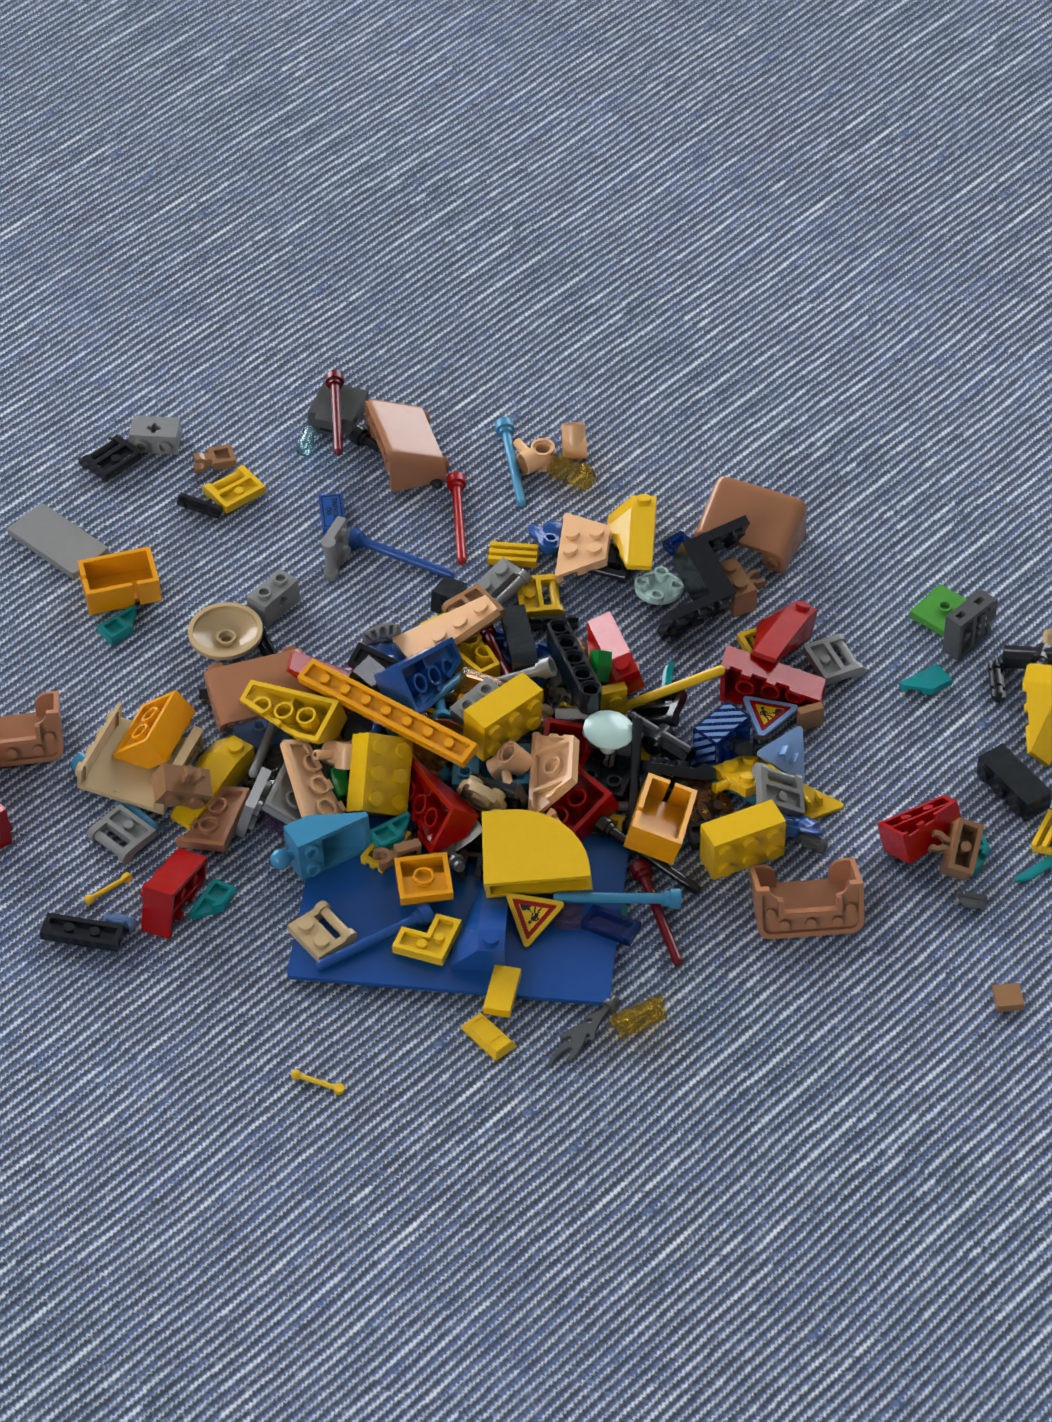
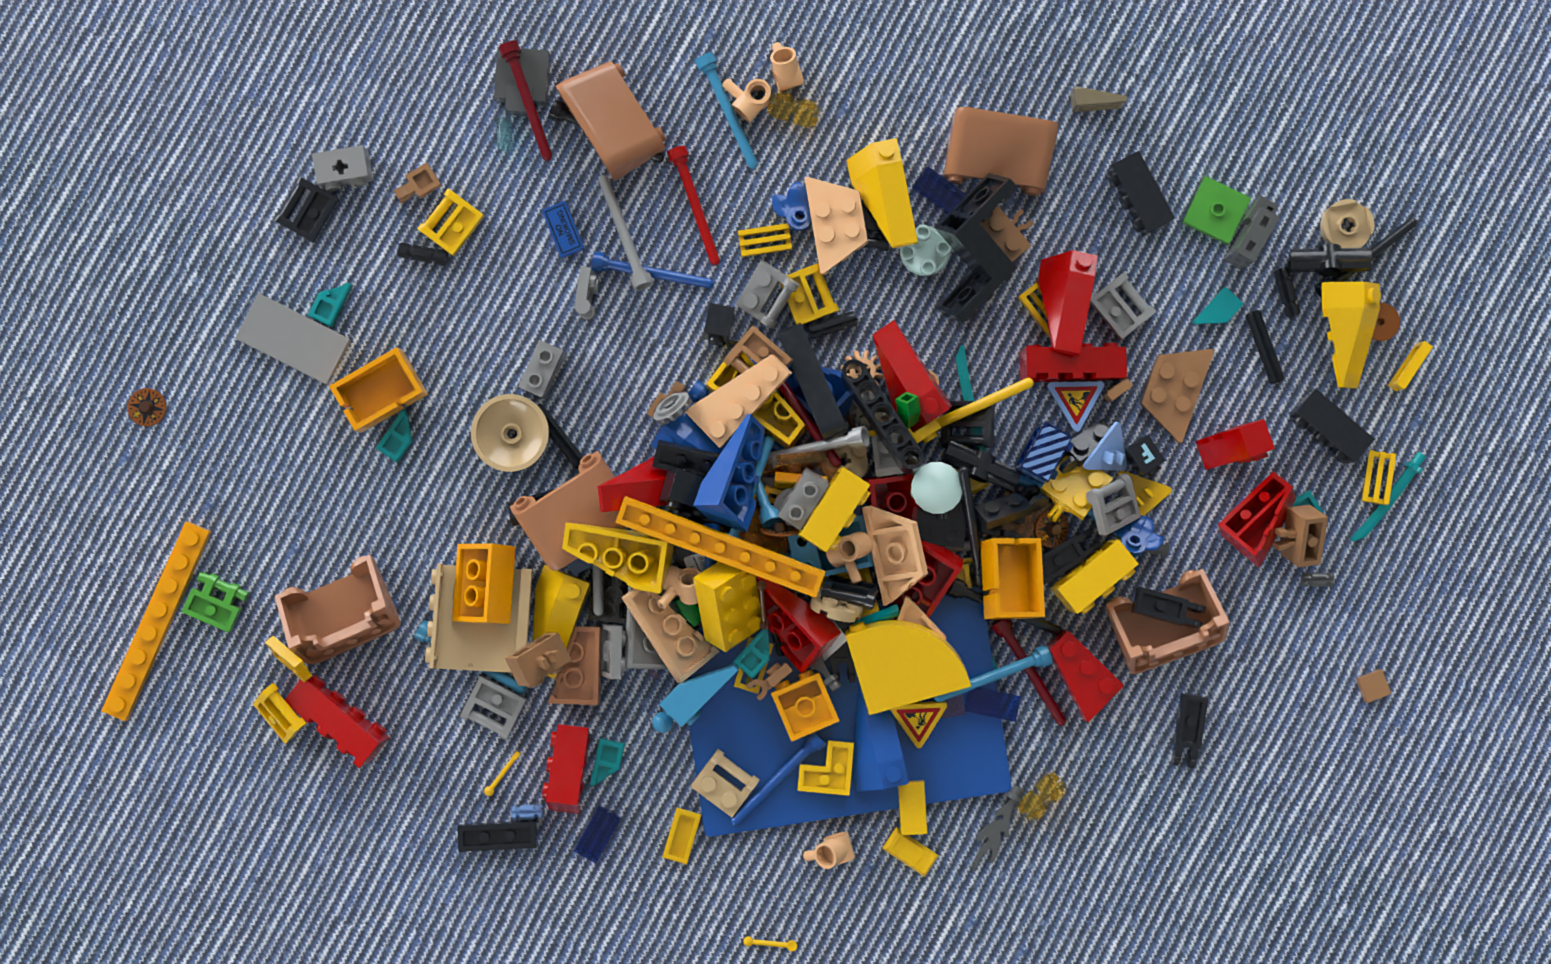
camera: 20 degrees left, 40 degrees up
(101, 524) = (329, 304): none -> teal tile
(180, 955) = (598, 834): none -> clear blue tile
(263, 971) = (681, 835): none -> yellow tile
(388, 551) = (640, 277): none -> light grey piece
(408, 805) = (761, 585): none -> reddish brown hinge
(410, 1005) = (833, 851): none -> light nougat piece
(711, 920) = (1084, 675): none -> red wedge
(806, 989) = (1189, 728): none -> black hinge
(808, 881) = (1165, 607): none -> black hinge
(821, 768) = (1144, 456): none -> black brick
(841, 509) = (1093, 100): none -> dark tan slope
(869, 730) = (1175, 389): none -> medium nougat wing
(873, 583) = (1139, 194): none -> black brick
(913, 764) = (1241, 444): none -> red wedge
(964, 716) = (1265, 346): none -> black axle

